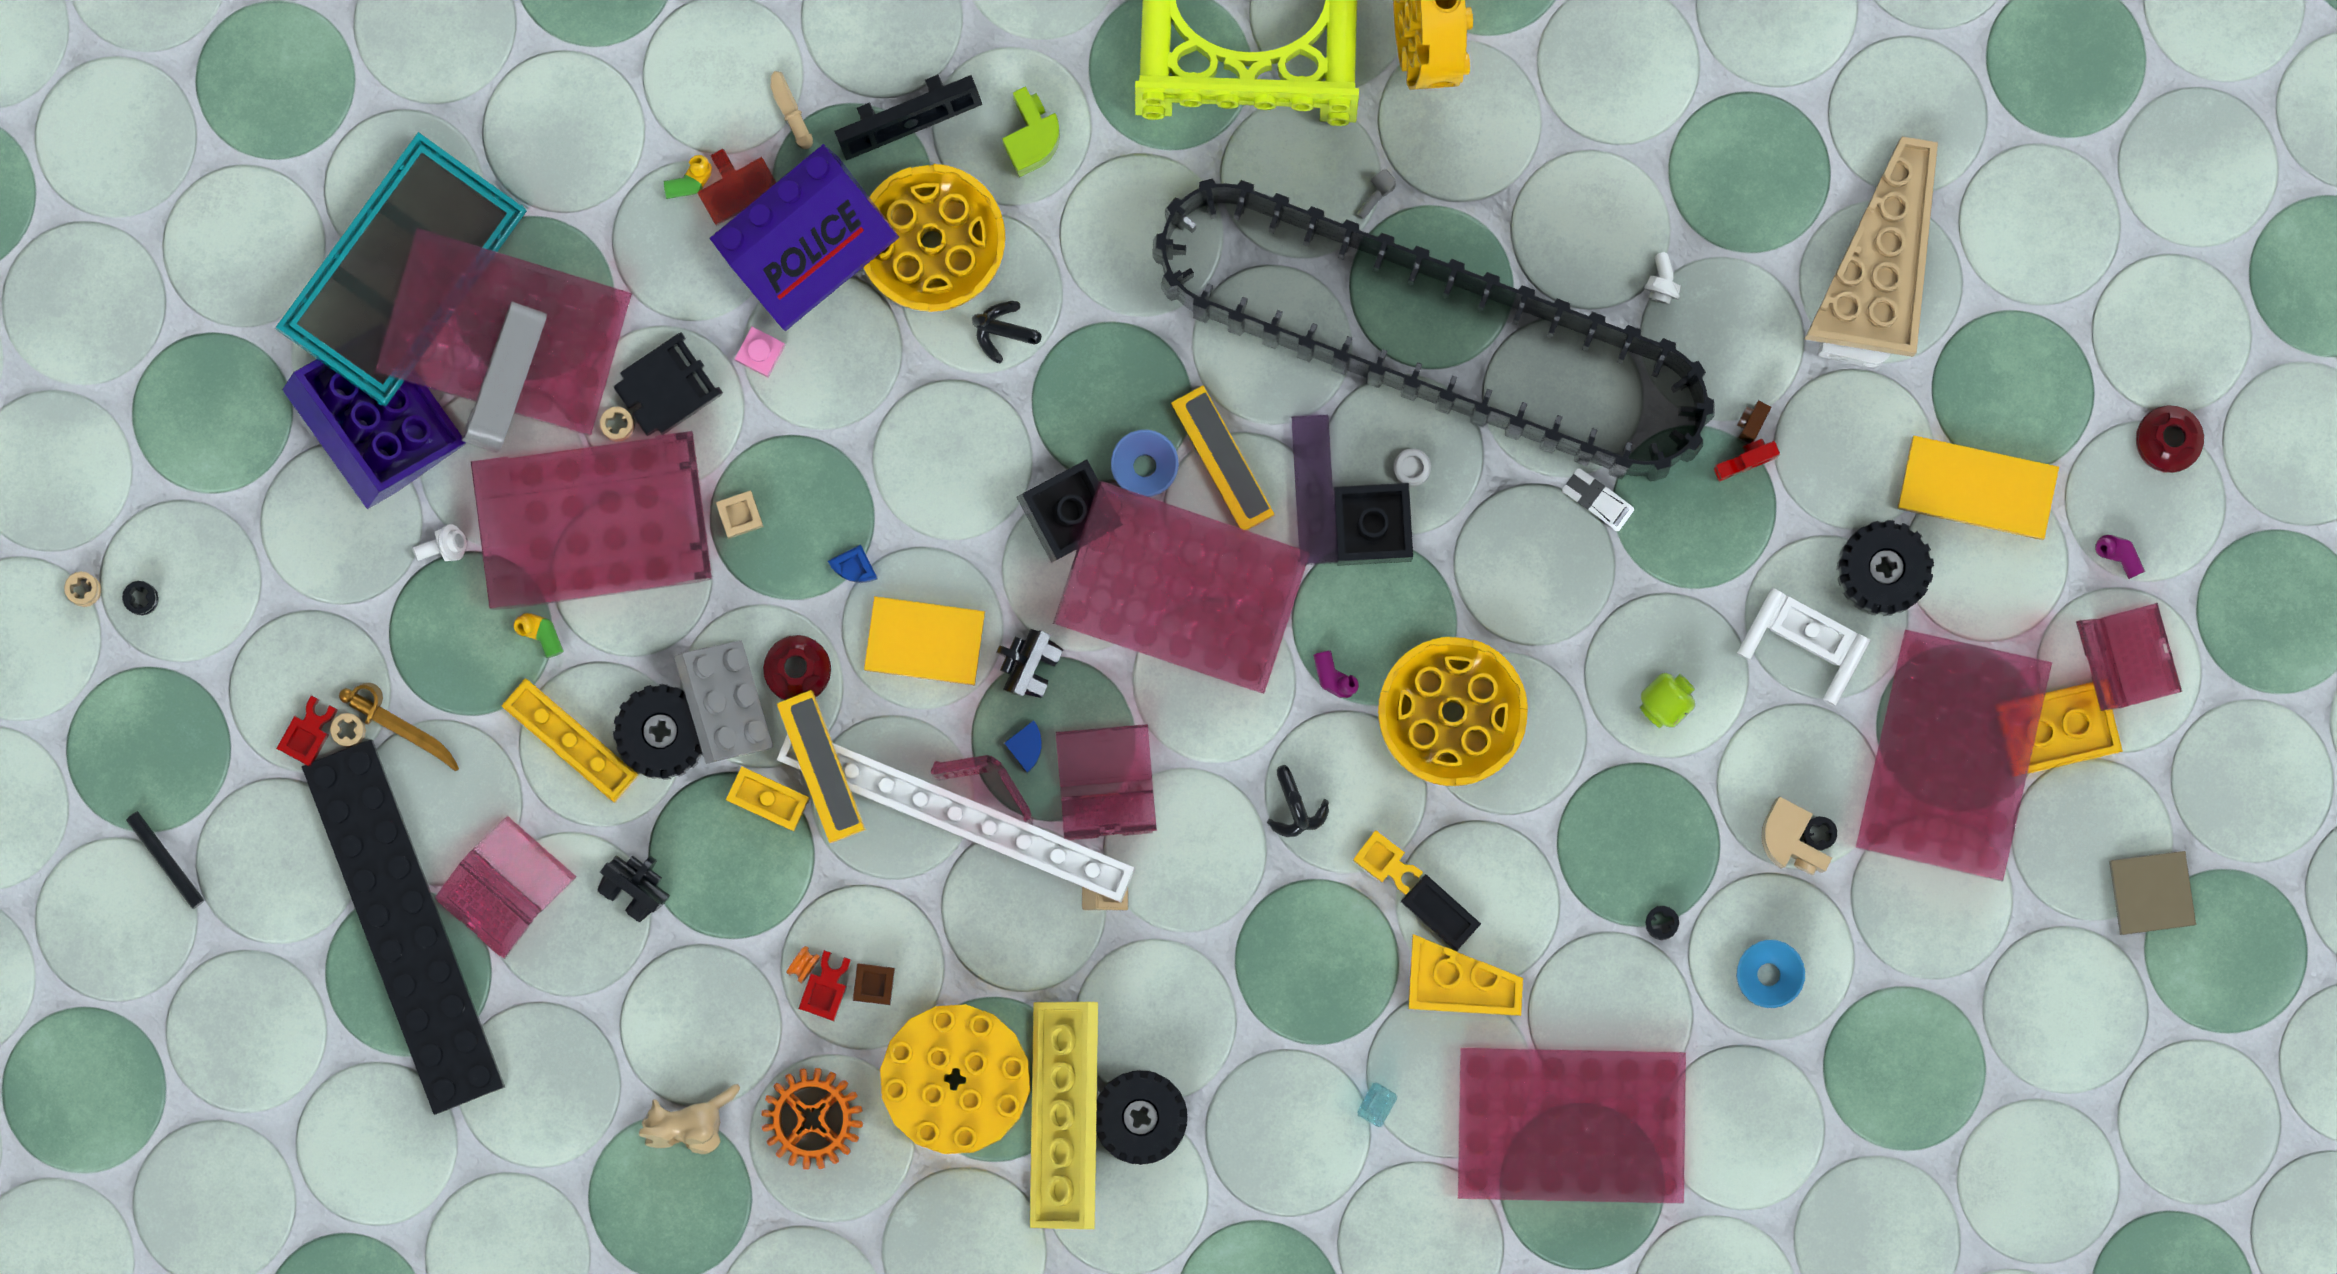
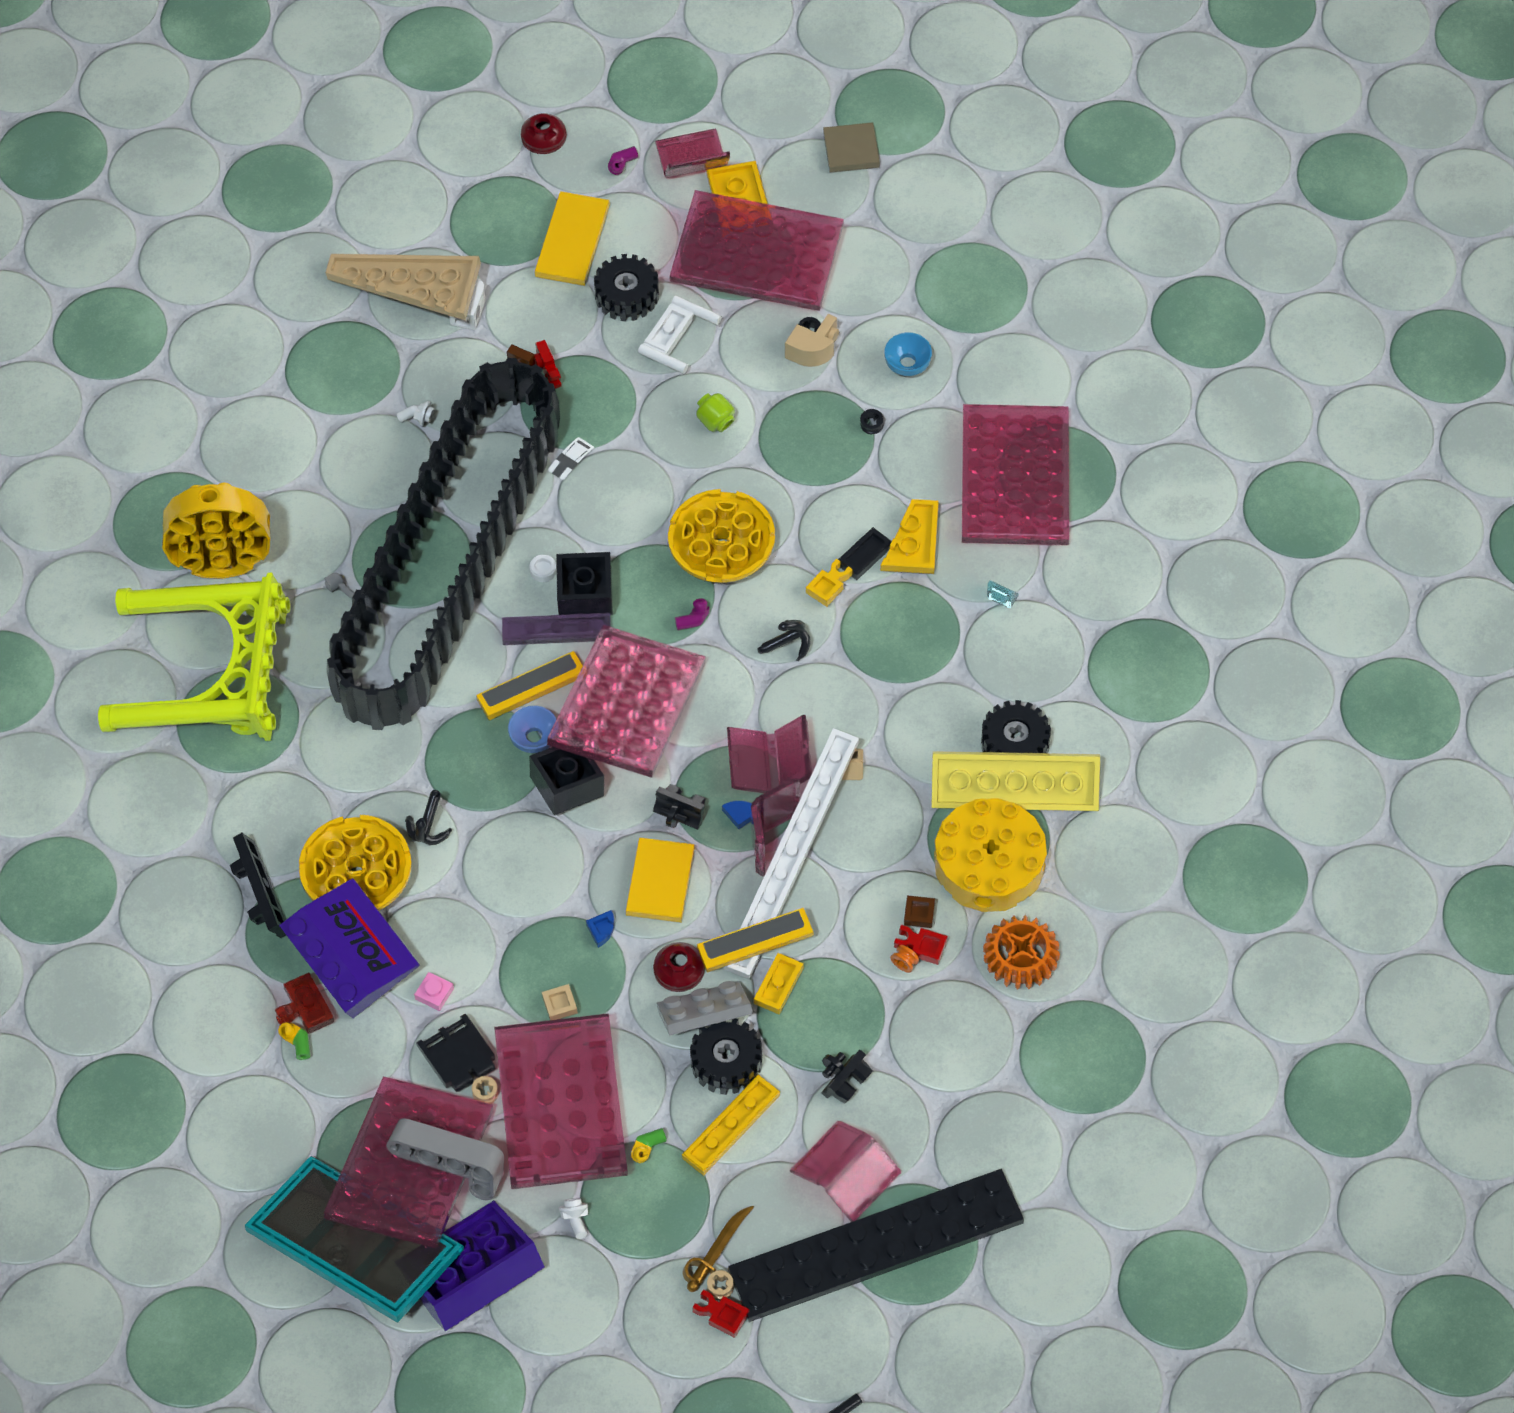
camera: 90 degrees left, 25 degrees down
(694, 1125) = (1029, 1031): tan animal -> none
(790, 110) = (247, 970): tan piece -> none
(1037, 141) = (283, 798): lime brick -> none

